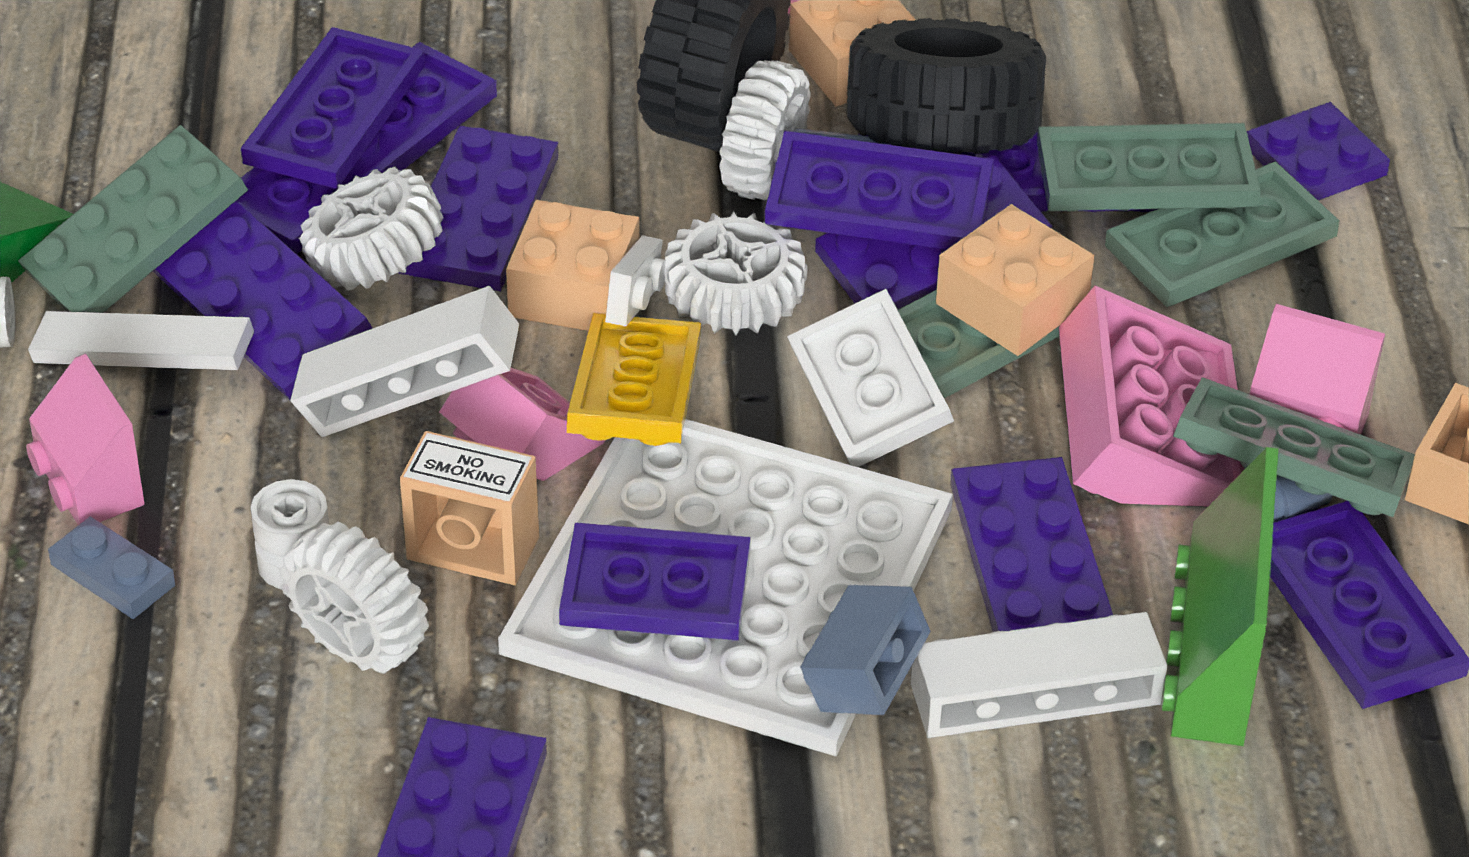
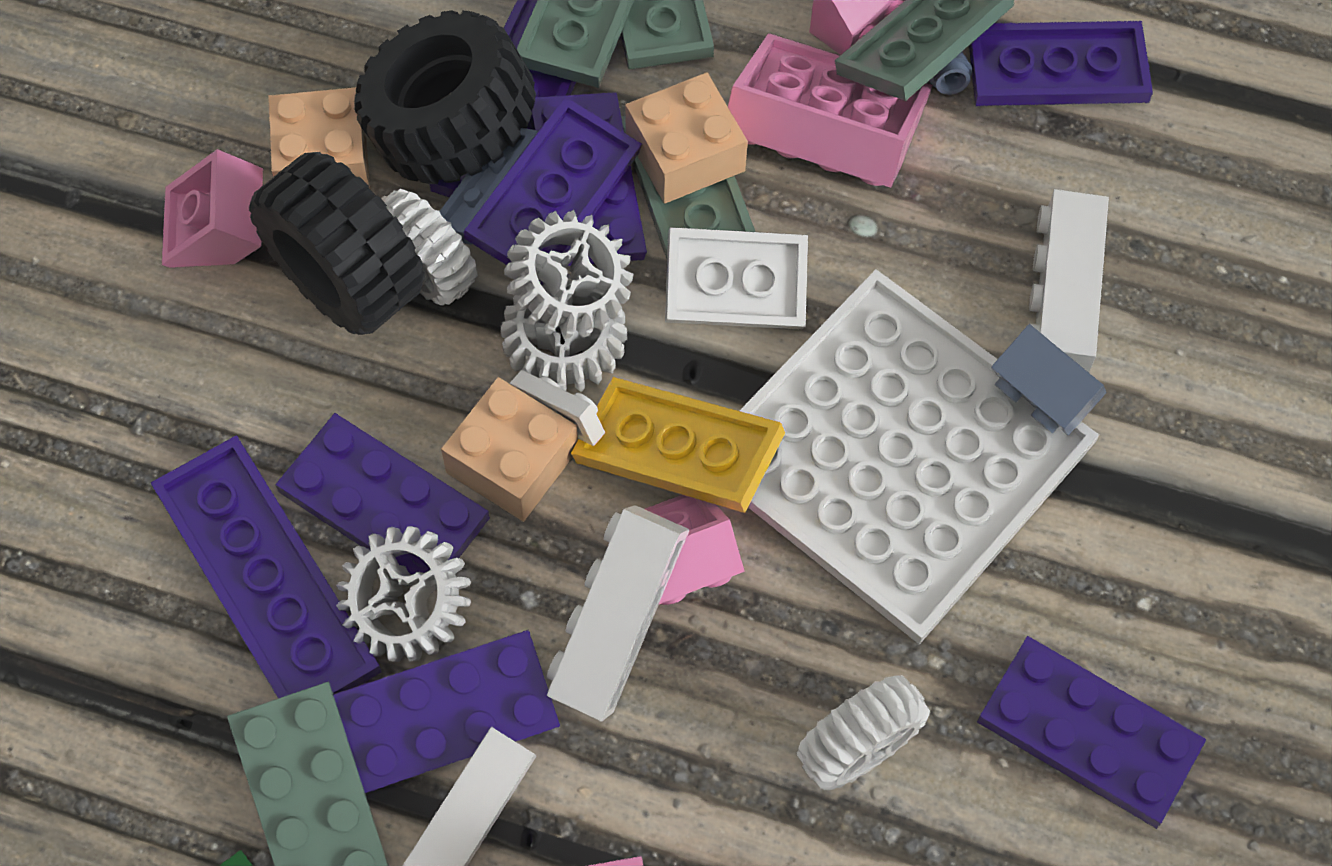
camera: 70 degrees left, 20 degrees up
(280, 518) = (757, 763): white wheel -> none
(333, 107) = (229, 578): dark purple plate -> none
(470, 507) = (788, 611): light nougat brick -> none
(655, 581) = (917, 502): dark purple plate -> none
(802, 203) = (604, 283): none -> white gear
(1028, 544) = (936, 243): dark purple plate -> none
(1222, 609) = (1074, 128): bright green slope -> none

